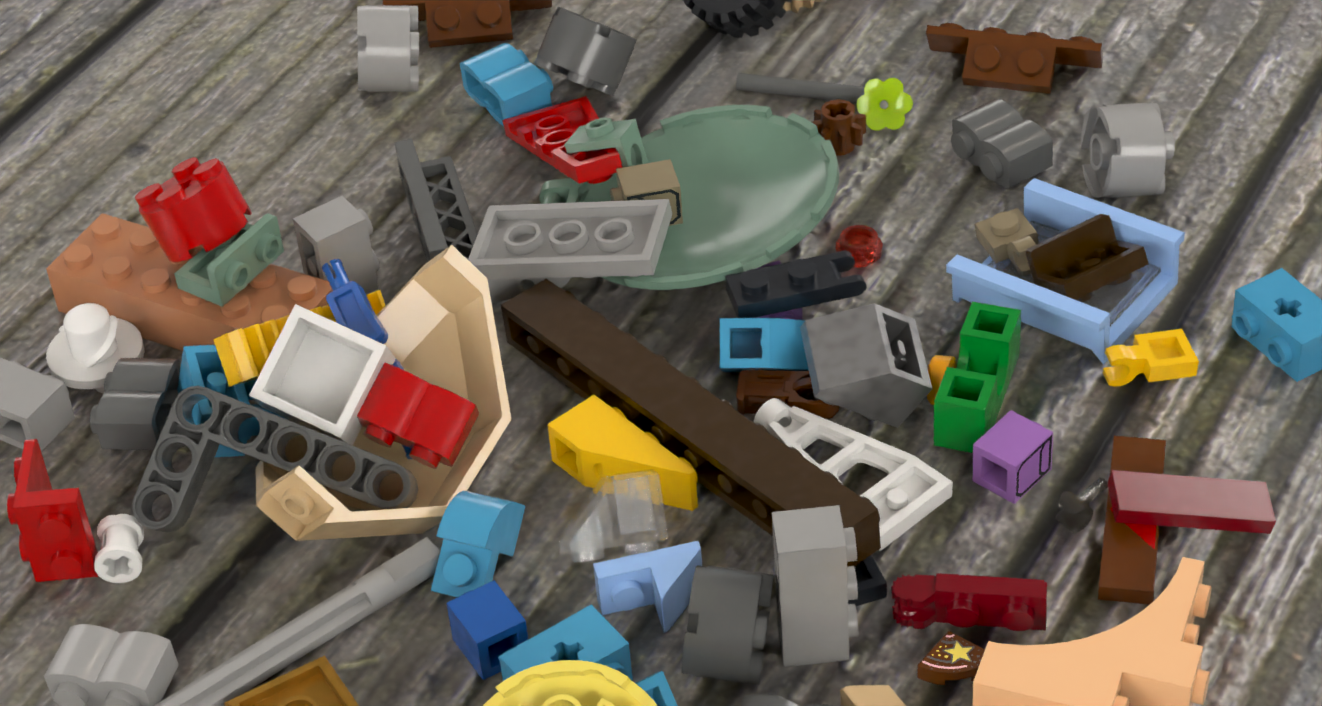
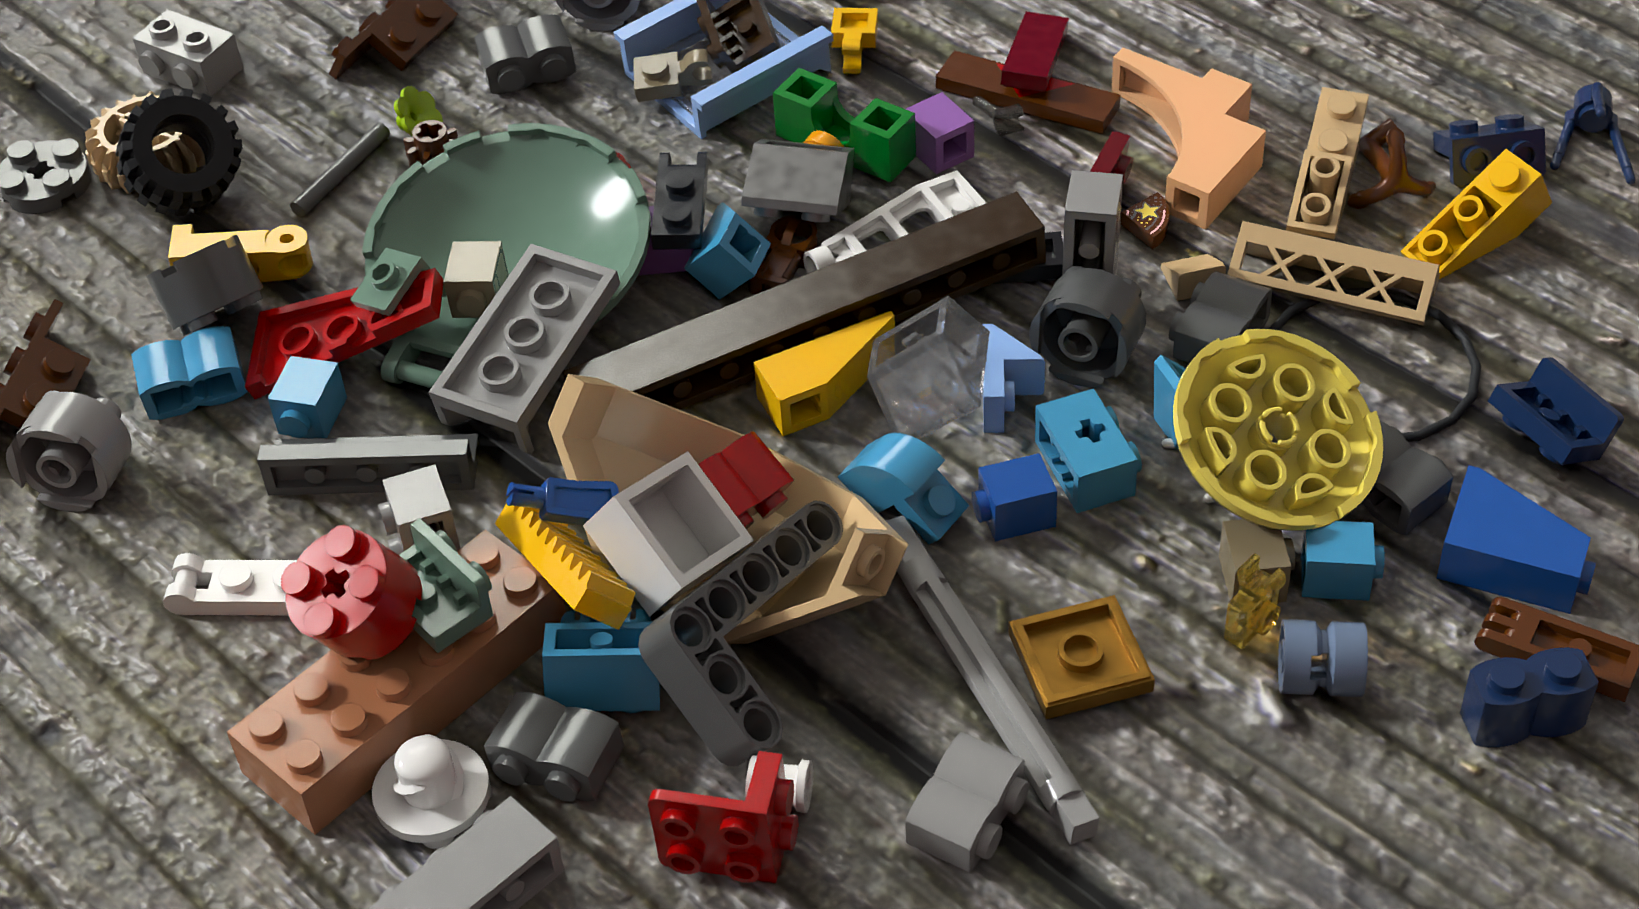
camera: 75 degrees left, 5 degrees up
(288, 189) = (233, 588): none -> white plate
(492, 155) = (307, 398): none -> dark azure brick
(655, 67) = (274, 253): none -> yellow leg

